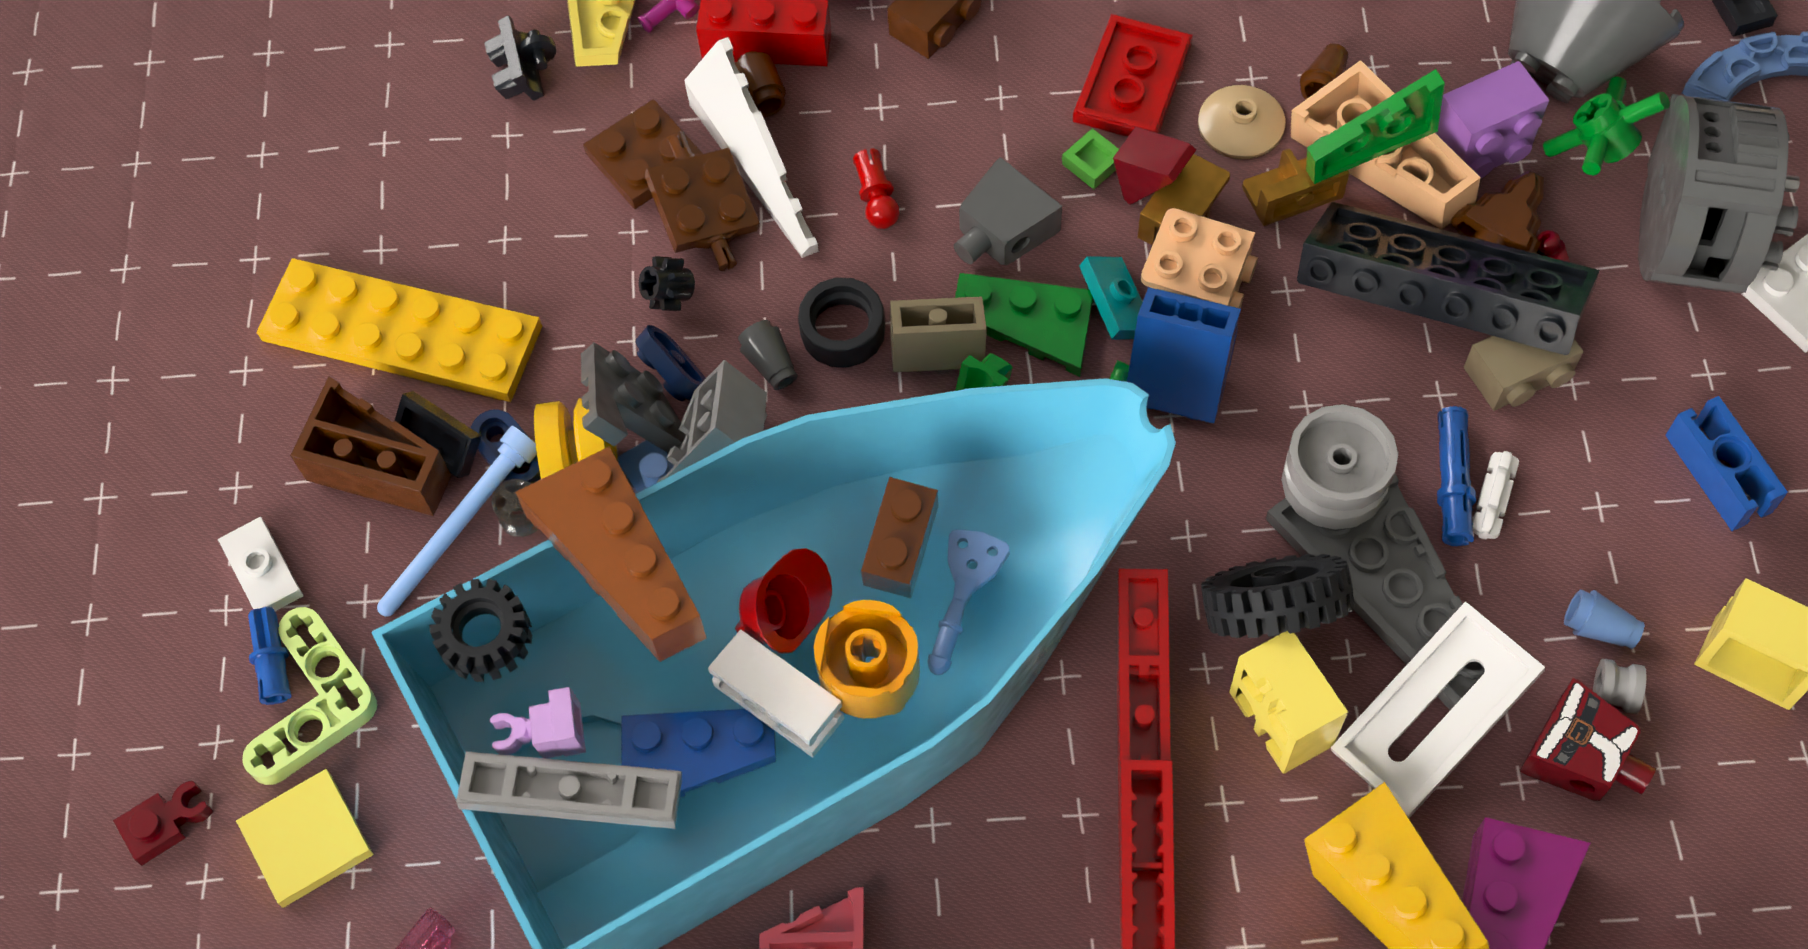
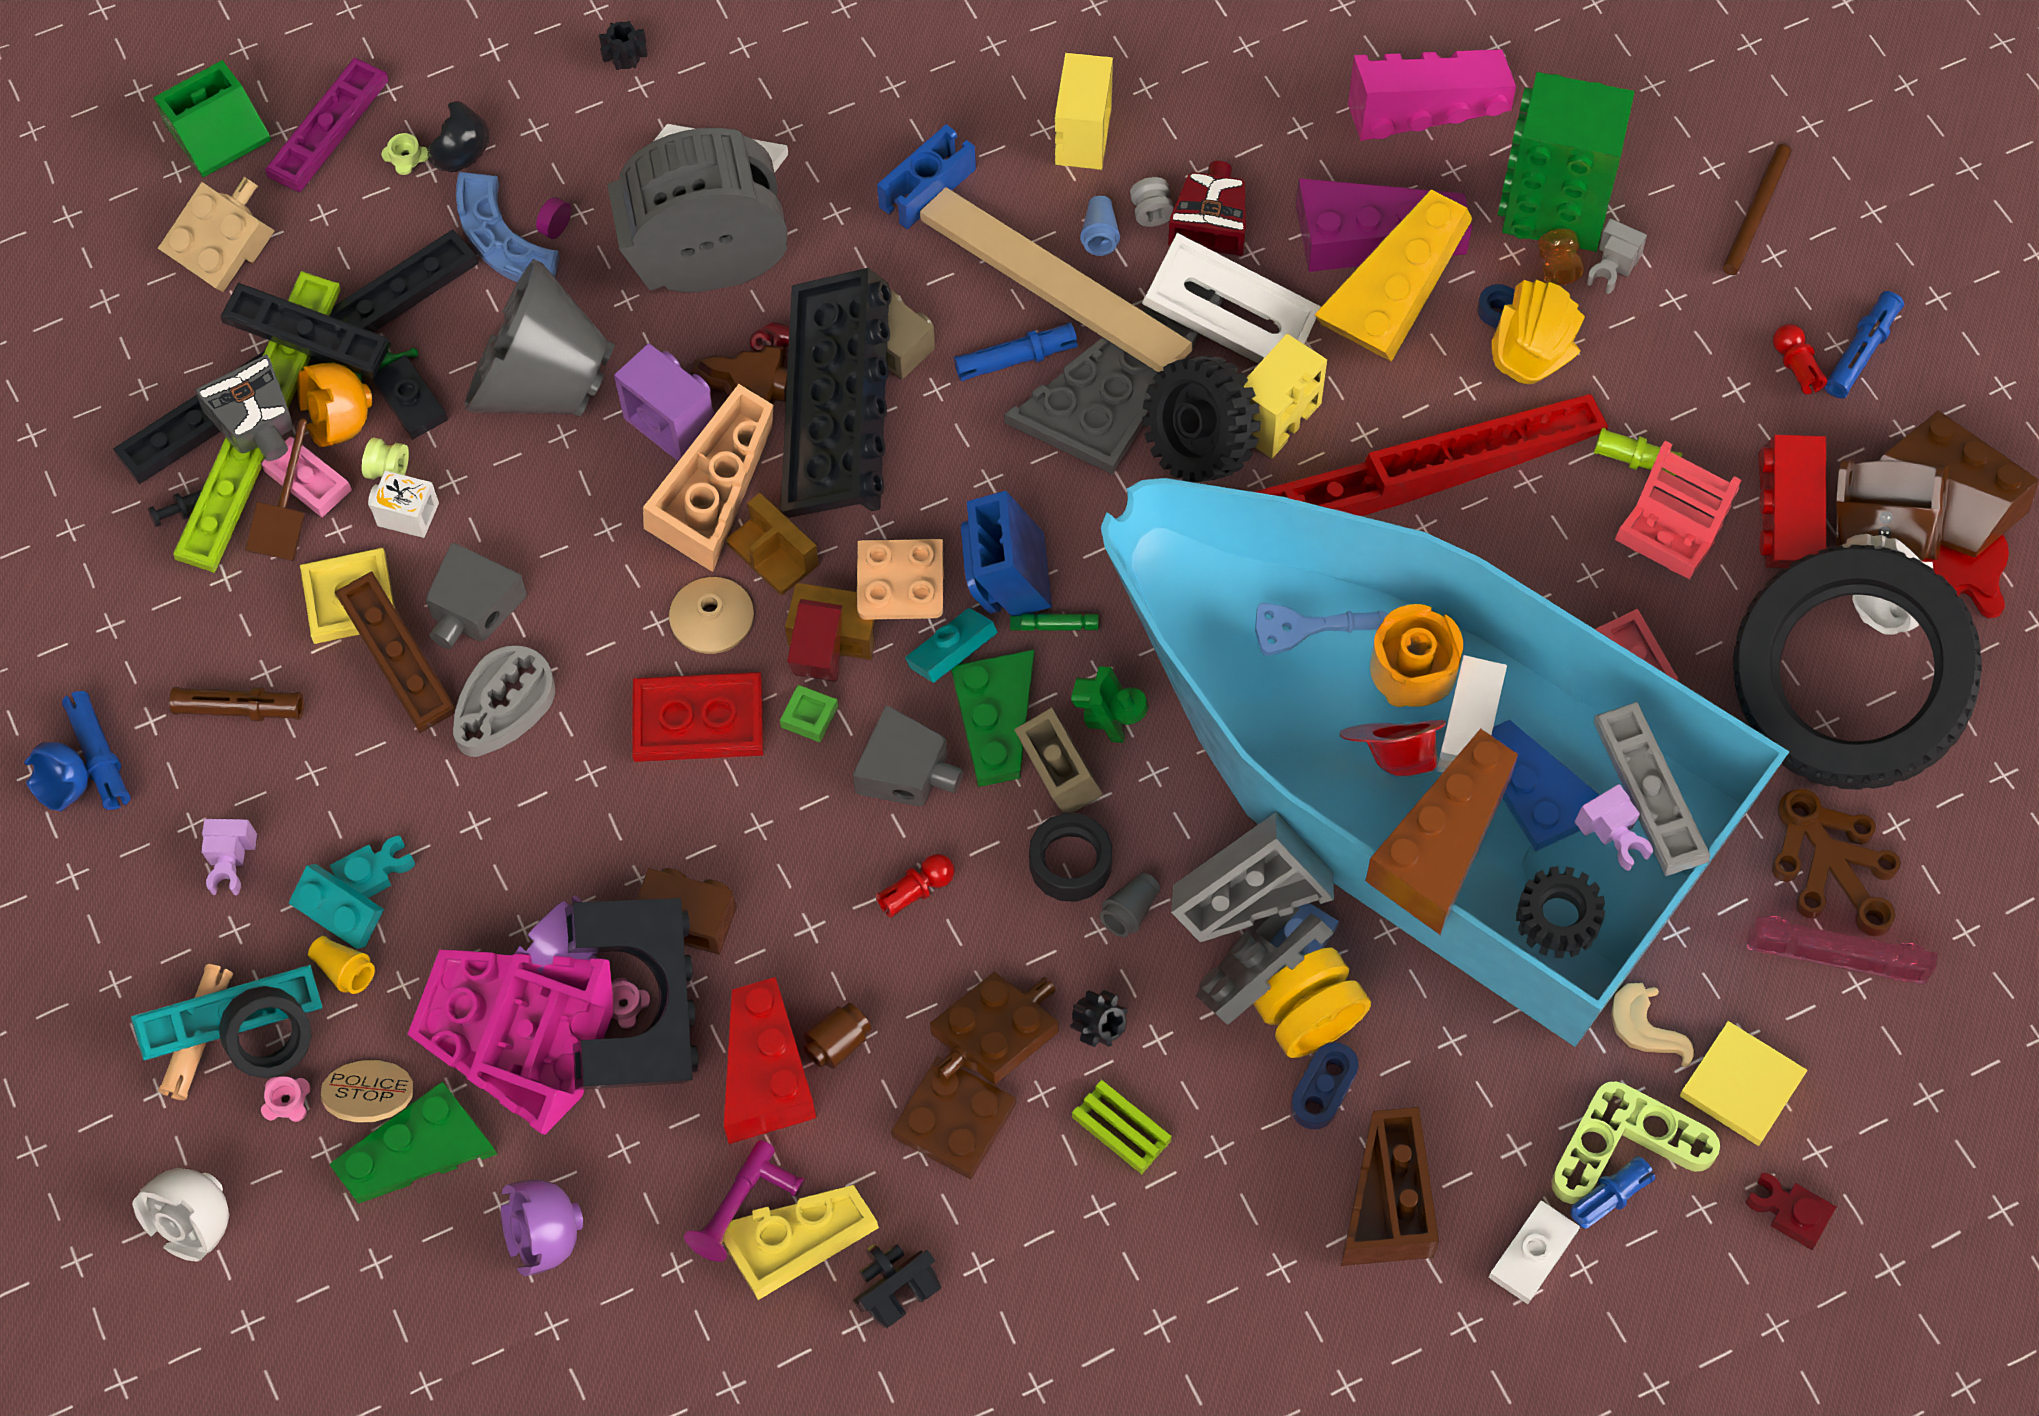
camera: 115 degrees left, 0 degrees up
(400, 329) = (1243, 1256): yellow plate -> none
(406, 764) = (1632, 1026): none -> tan piece
(442, 431) = (1340, 1153): black plate -> none
(505, 502) = (1377, 1038): clear smoke wheel -> none
(514, 451) = (1334, 1061): light blue piece -> none
(561, 271) = (1092, 1101): none -> lime tile
(670, 361) = (1182, 971): dark blue plate -> none
(730, 115) = (902, 1024): white wedge -> none
(900, 537) = (1300, 672): reddish brown brick -> none
(1324, 69) = (641, 555): reddish brown cone -> none
(1339, 466) = (1066, 409): light grey wheel -> none
(1383, 128) = (734, 467): green wing -> none
(1495, 495) = (1018, 322): white axle -> none
(1531, 540) = (1055, 281): none -> tan tile
(1607, 126) = (648, 300): green bar -> none
(1772, 96) = (553, 217): none -> magenta tile

